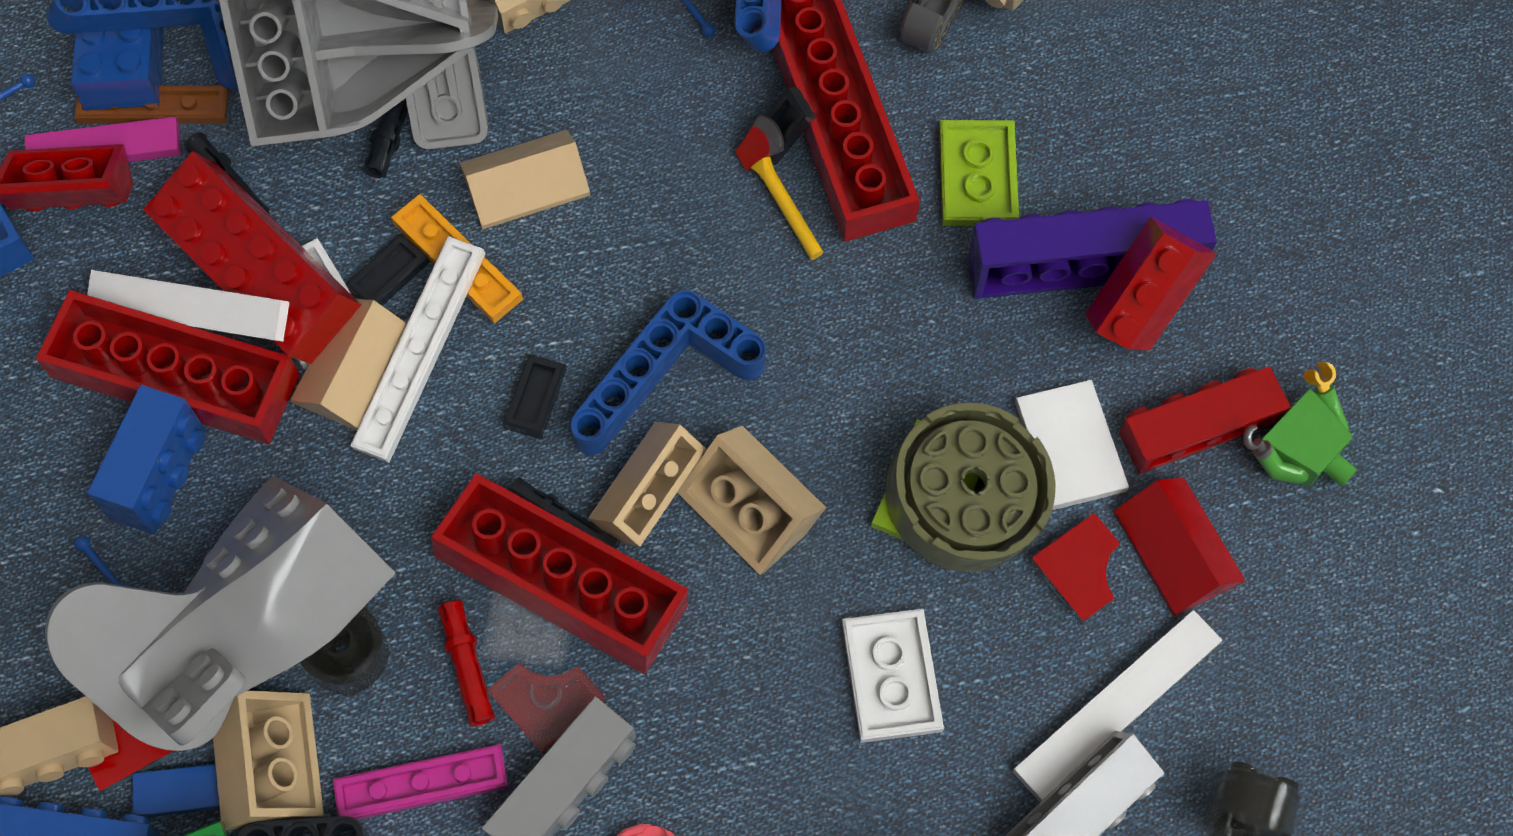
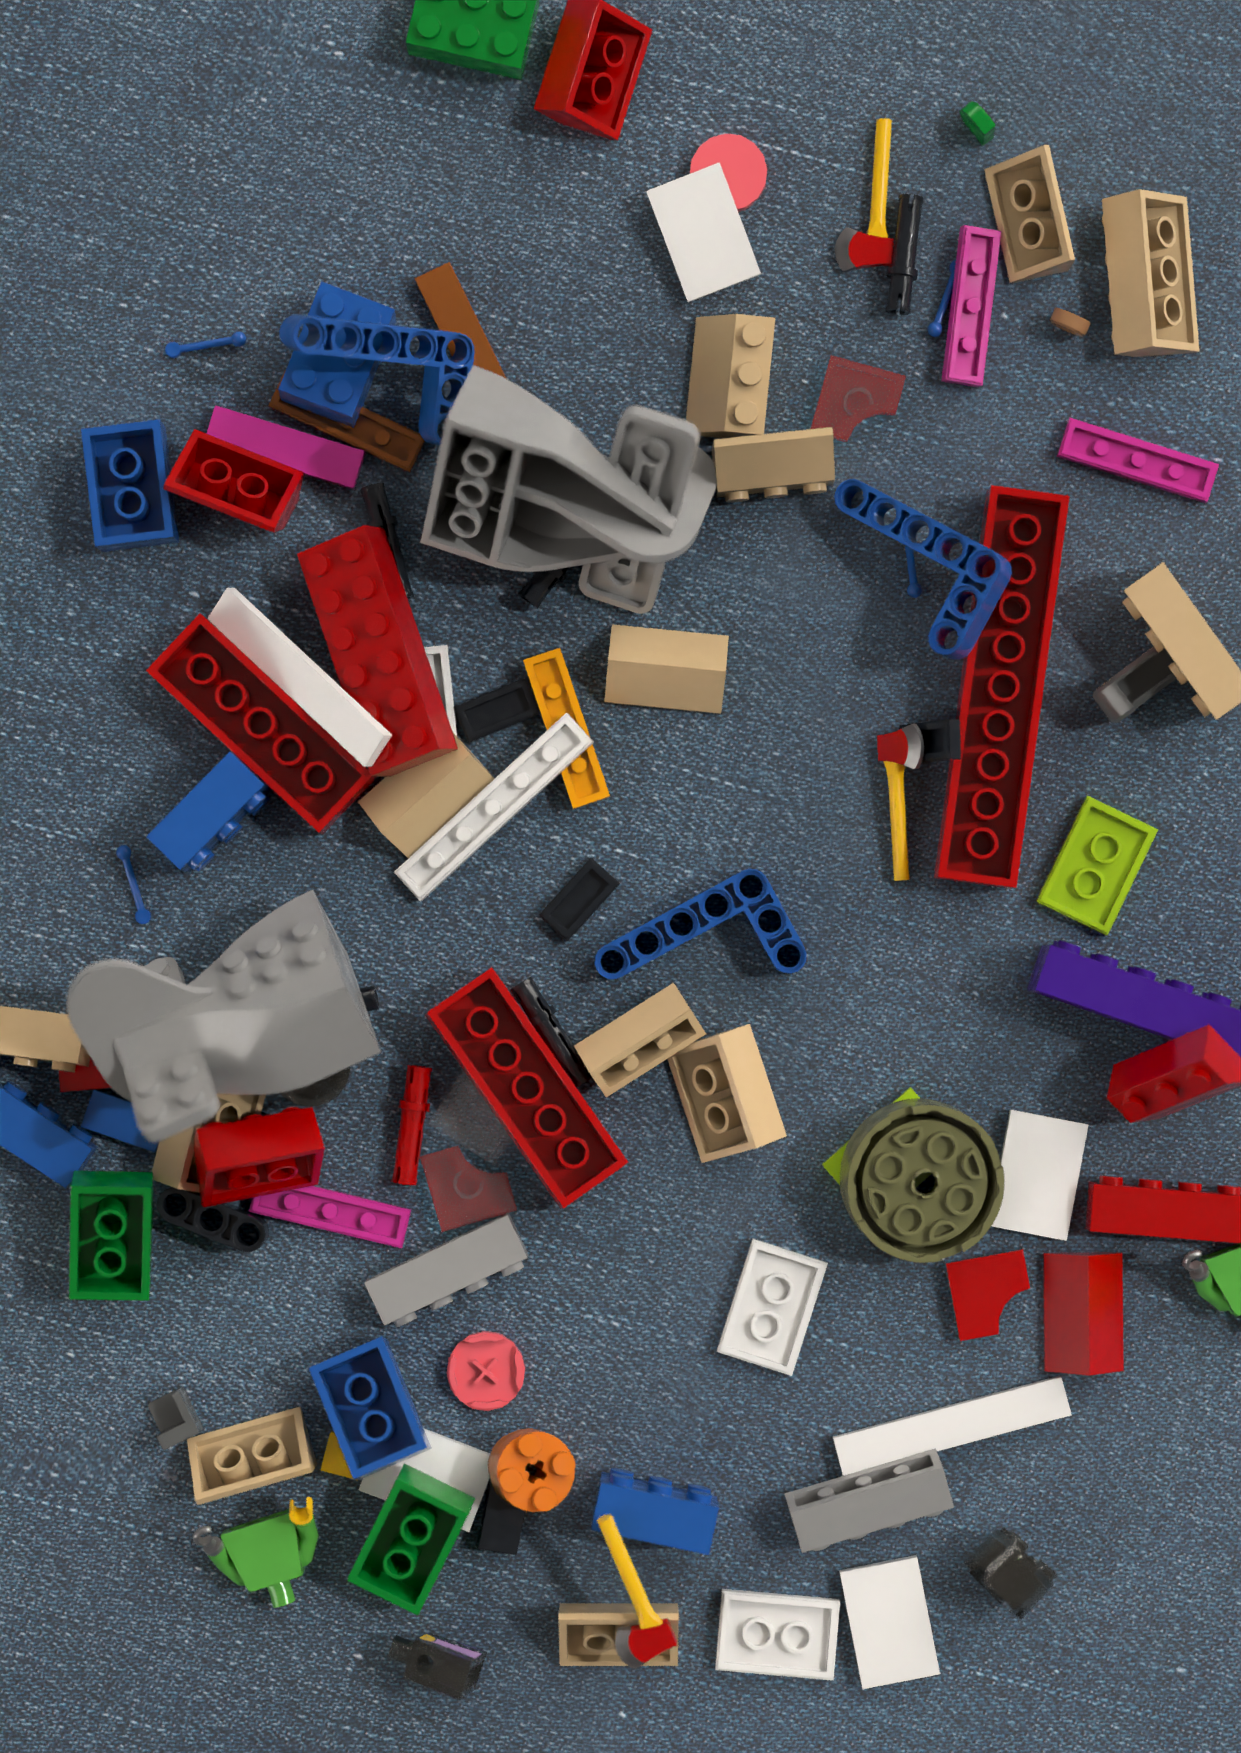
camera: 30 degrees right, 20 degrees up
(321, 750) = (258, 1155): none -> red slope

